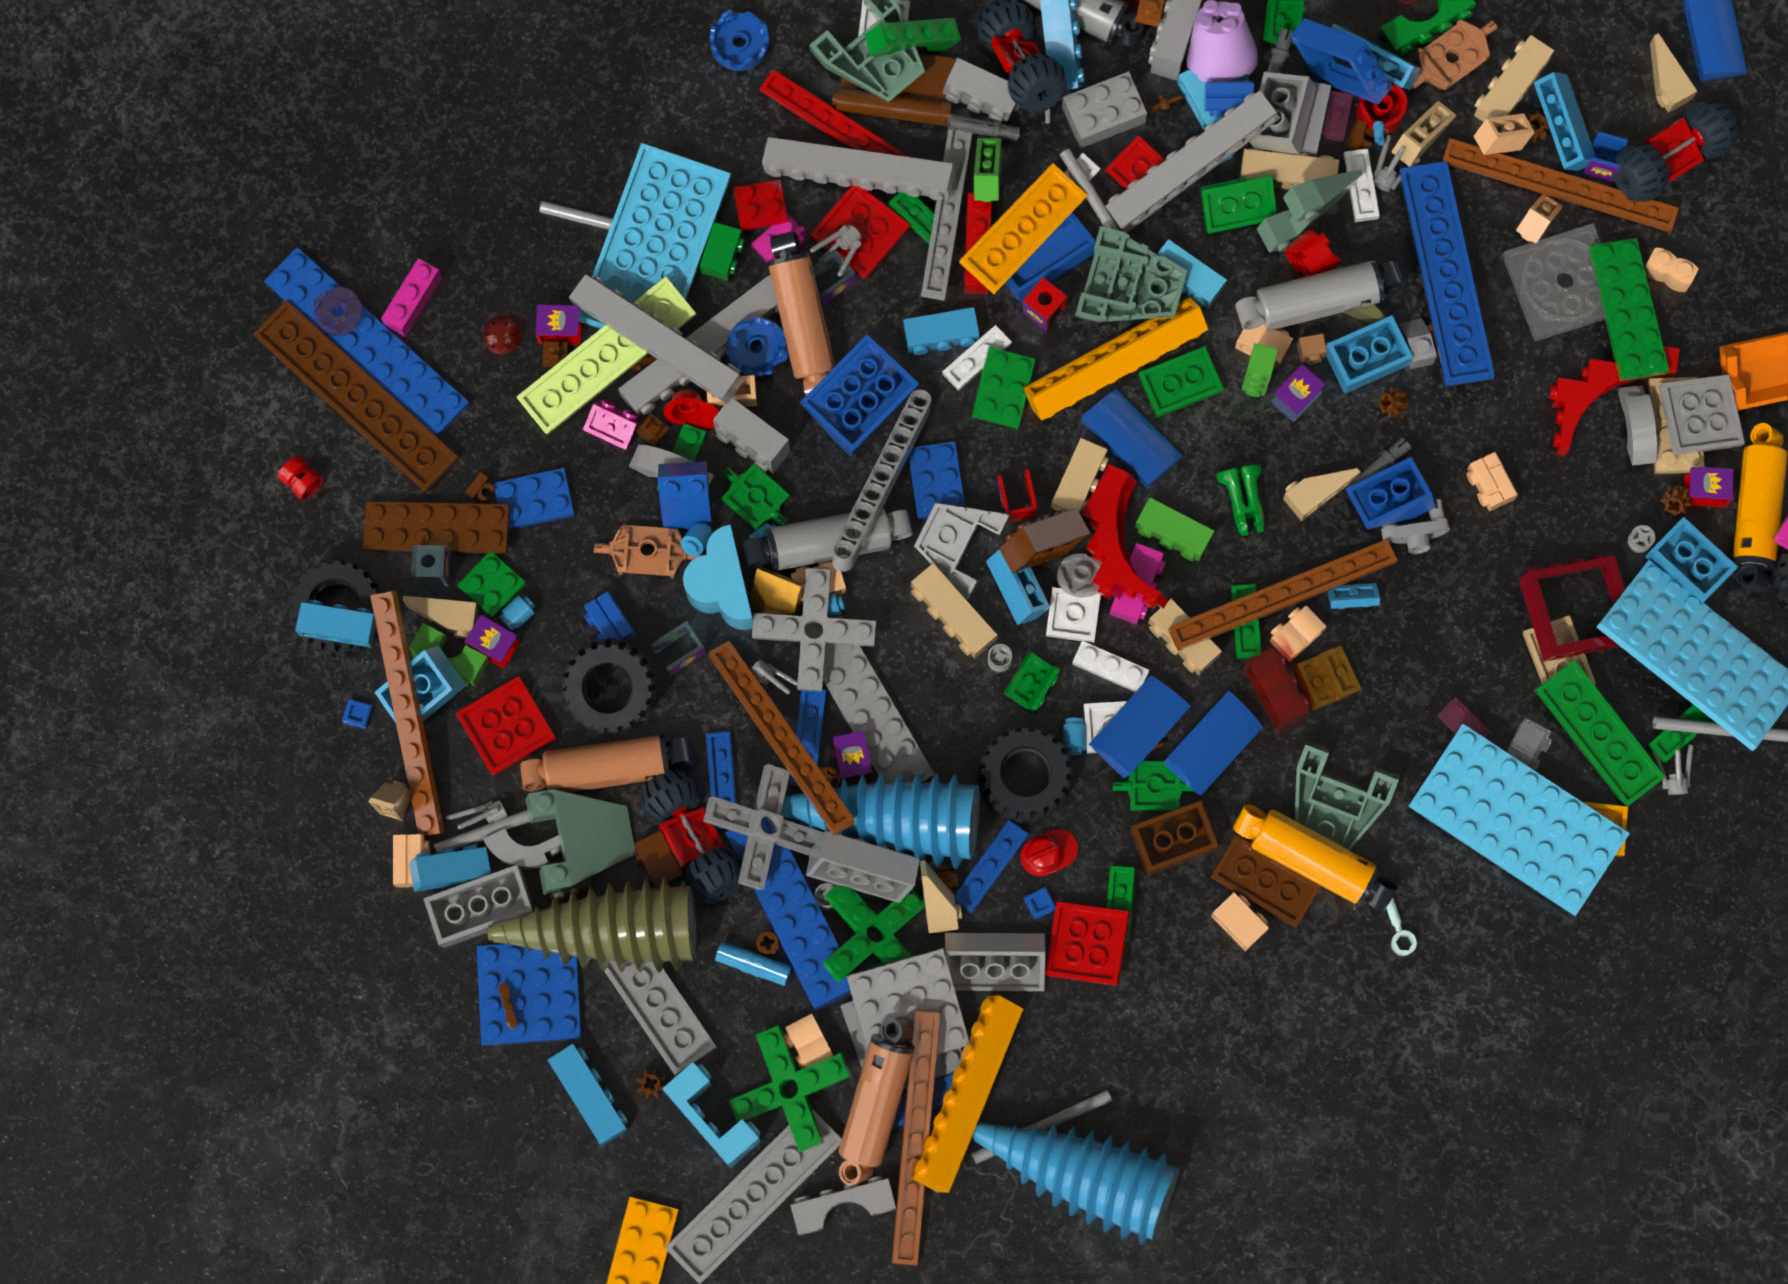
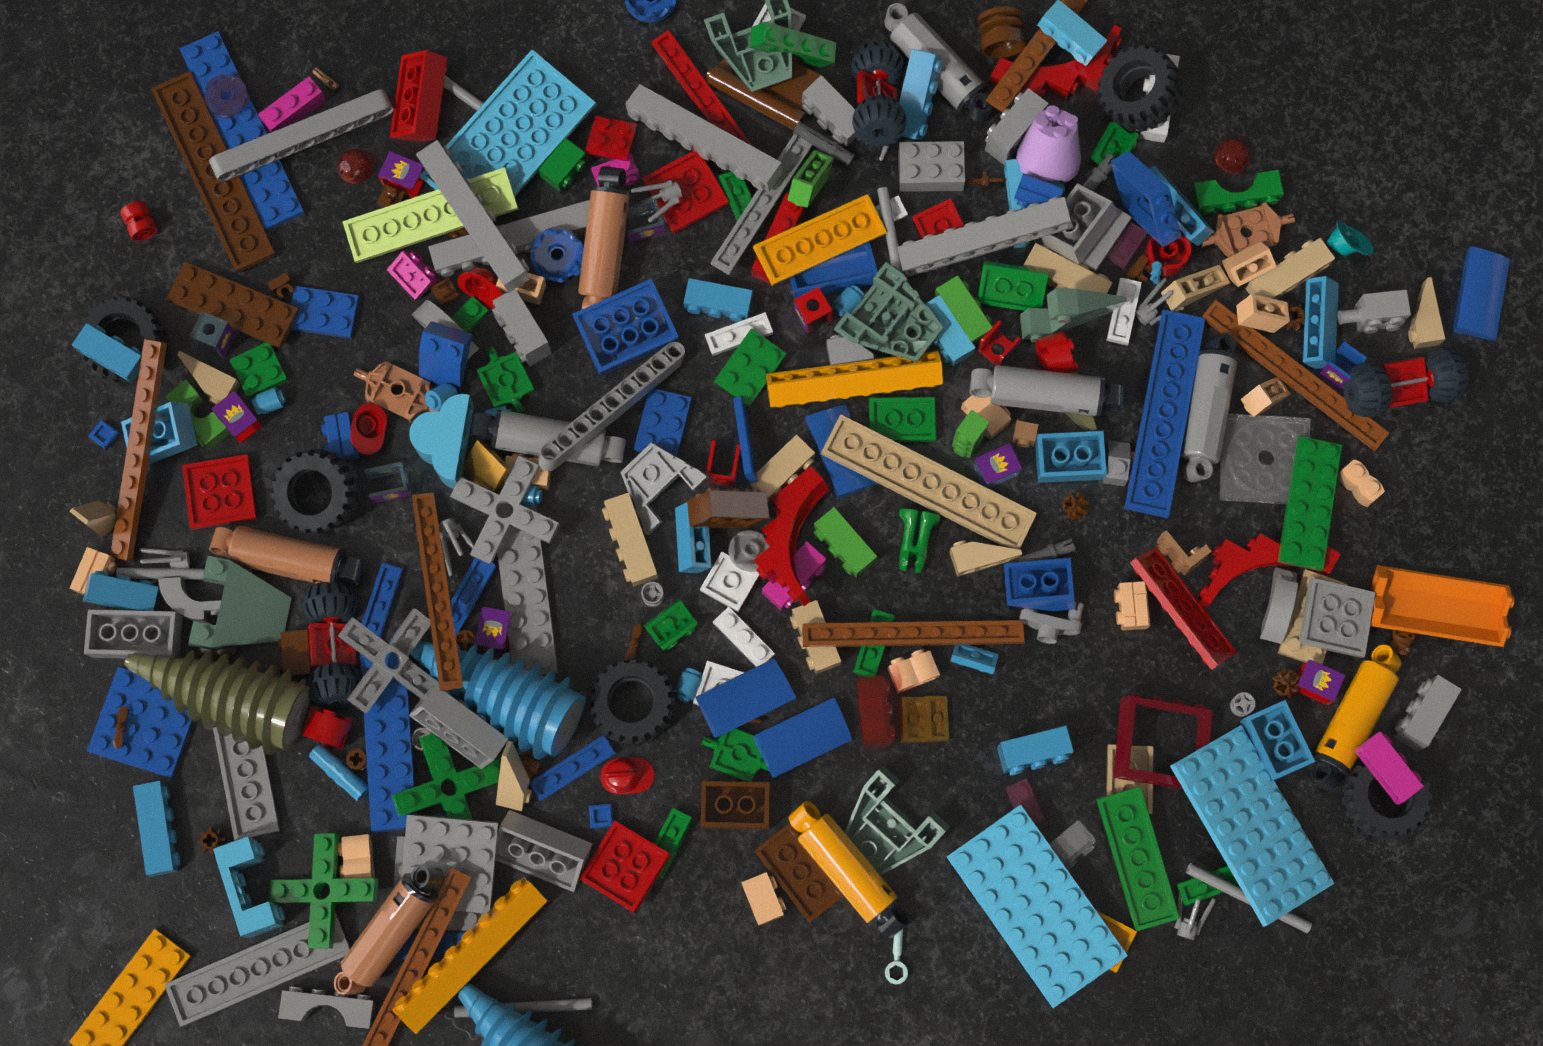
camera: 20 degrees right, 0 degrees up
(435, 256) = (327, 80): none -> medium nougat pin
(435, 323) = (301, 135): none -> light grey beam
(540, 237) = (418, 96): none -> red slope
(635, 600) = (368, 428): none -> red piece
(722, 922) = (326, 727): none -> red brick
(1000, 715) = (636, 633): none -> reddish brown piece
(1030, 463) = (745, 440): none -> blue tile
(1075, 280) = (848, 300): none -> dark azure brick
(1092, 334) = (843, 351): none -> light grey slope
(1199, 243) = (965, 308): none -> bright green brick
(1235, 436) = (928, 483): none -> tan plate
(1244, 261) = (994, 336): none -> red piece
(1454, 665) = (1035, 750): none -> dark azure brick
(1469, 88) = (1249, 264): none -> light nougat brick
(1488, 250) = (1209, 407): none -> light grey piece
(1521, 416) = (1181, 561): none -> medium nougat bracket
(1544, 464) = (1183, 607): none -> red plate
(1559, 27) = (1349, 240): none -> teal piece
(1619, 88) = (1378, 311): none -> light grey brick
(1775, 414) = (1402, 642): none -> reddish brown wheel

